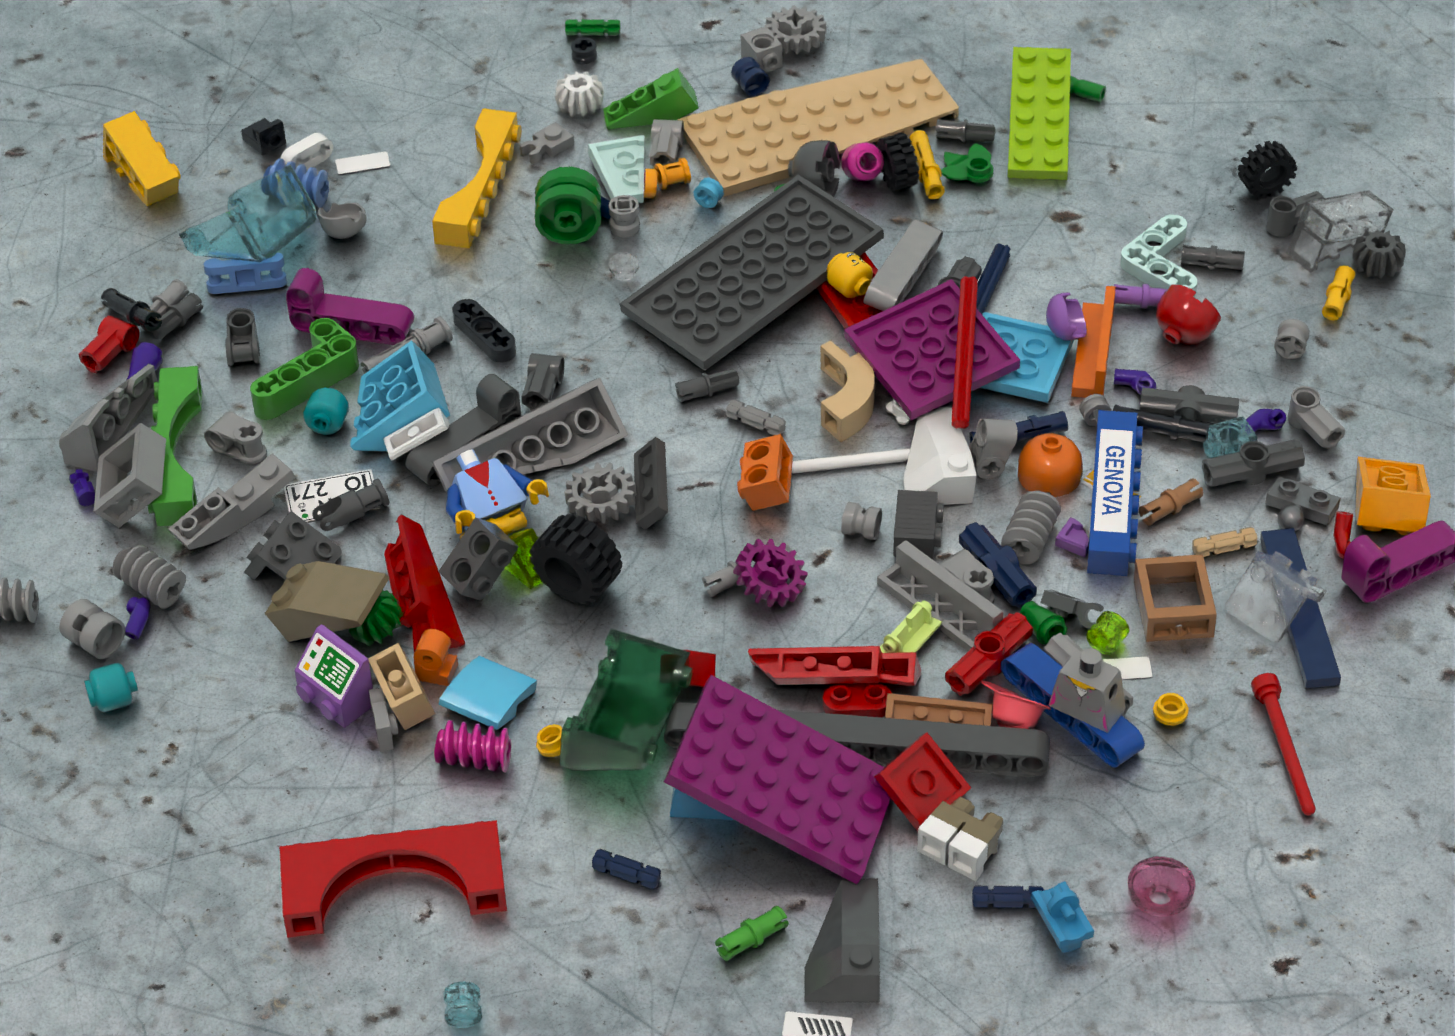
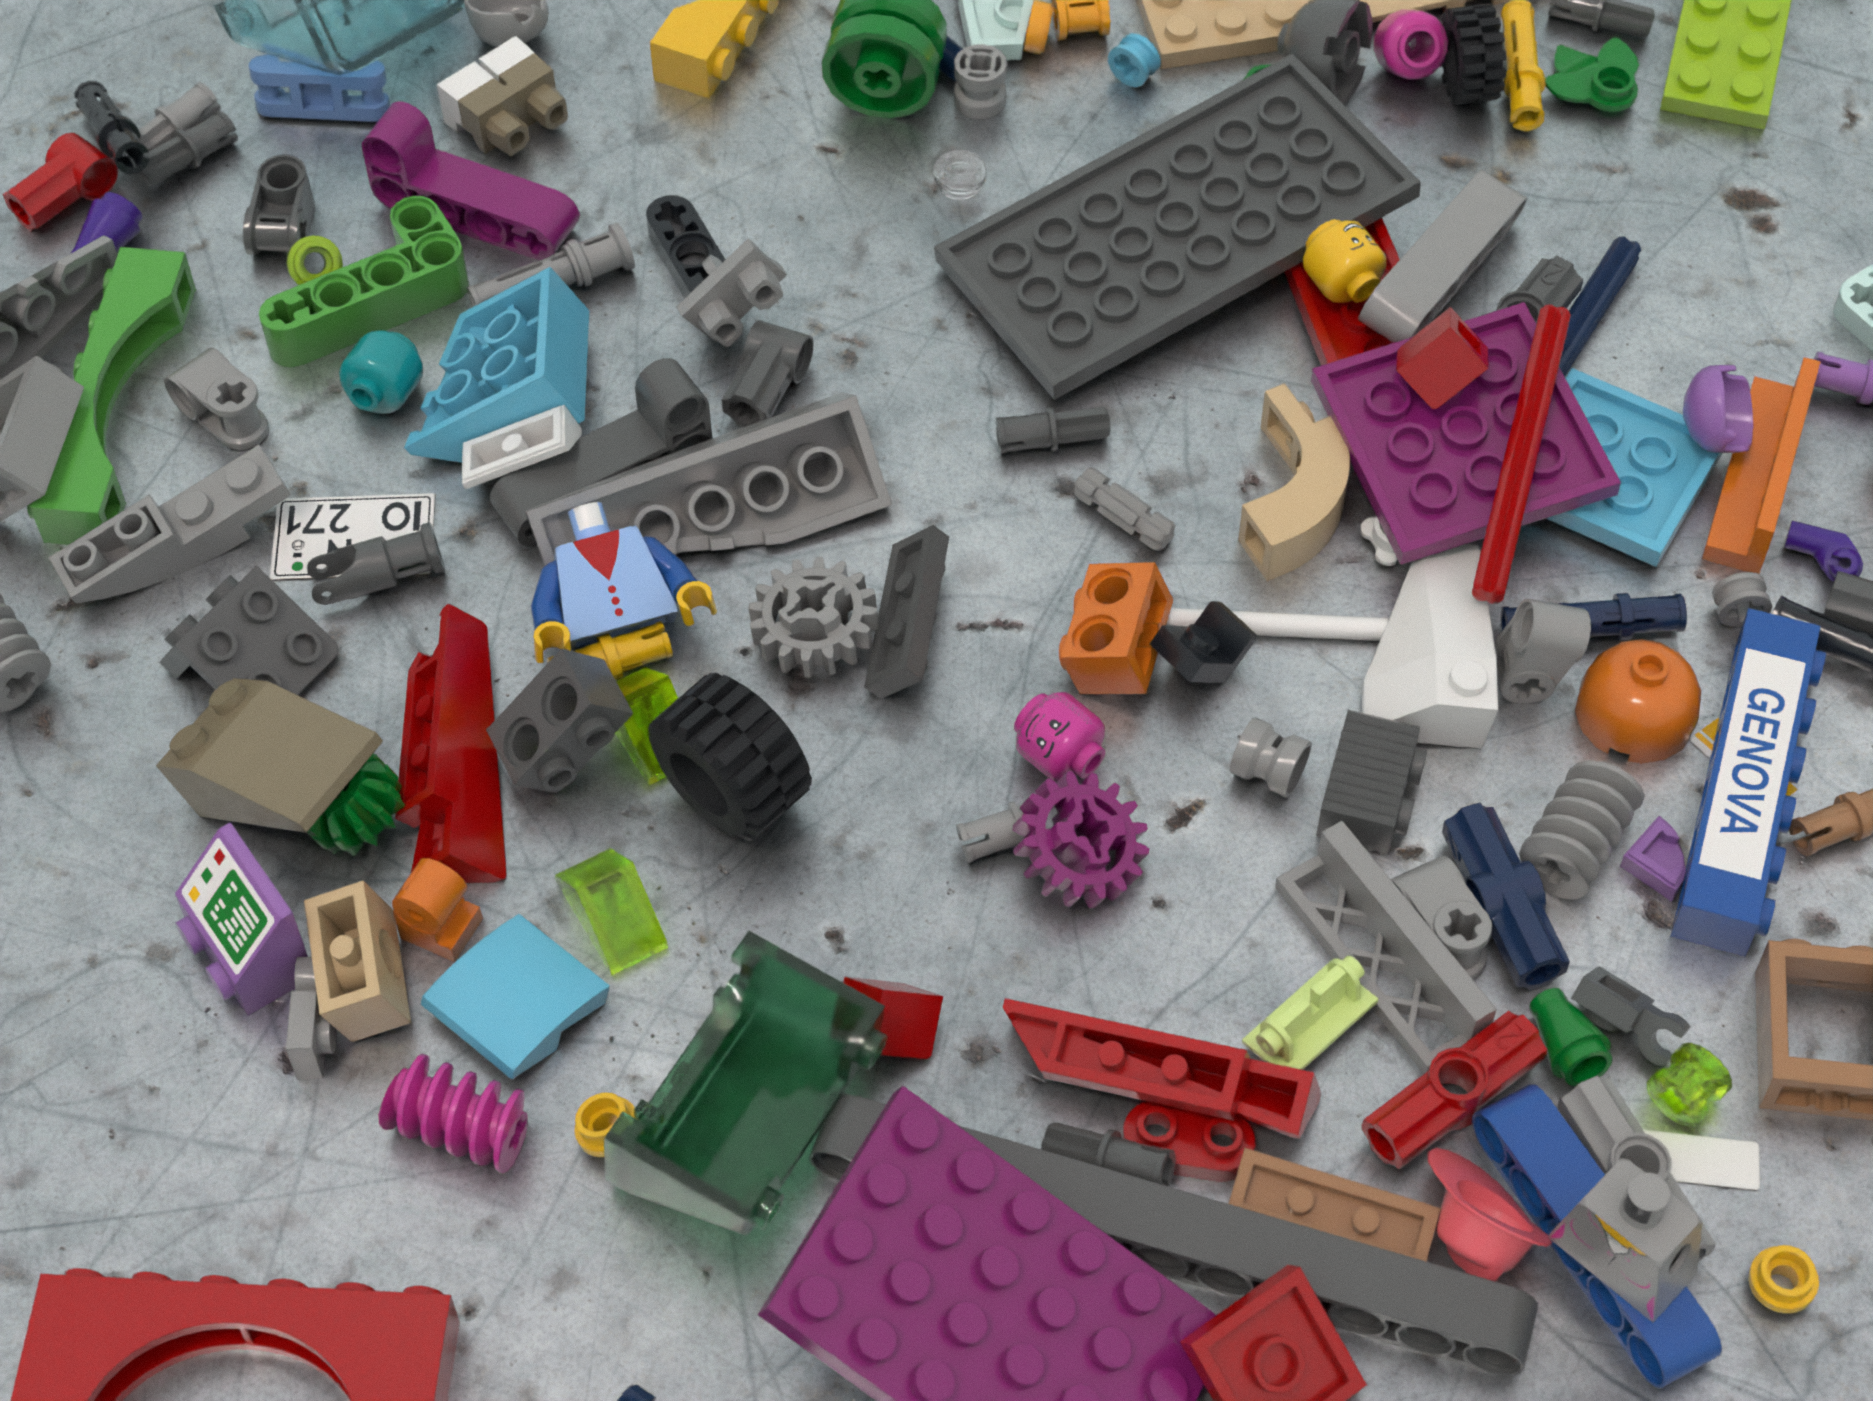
camera: 10 degrees right, 10 degrees up
(270, 353) = (307, 245): none -> lime plate
(353, 263) = (502, 98): none -> dark tan hips
(514, 339) = (732, 290): none -> light grey hips
(529, 645) = (613, 909): none -> clear neon green slope
(746, 524) = (1059, 736): none -> dark pink head
(817, 474) = (1209, 647): none -> black bracket
(842, 707) = (1111, 1152): none -> dark grey axle
(913, 312) = (1442, 359): none -> red panel

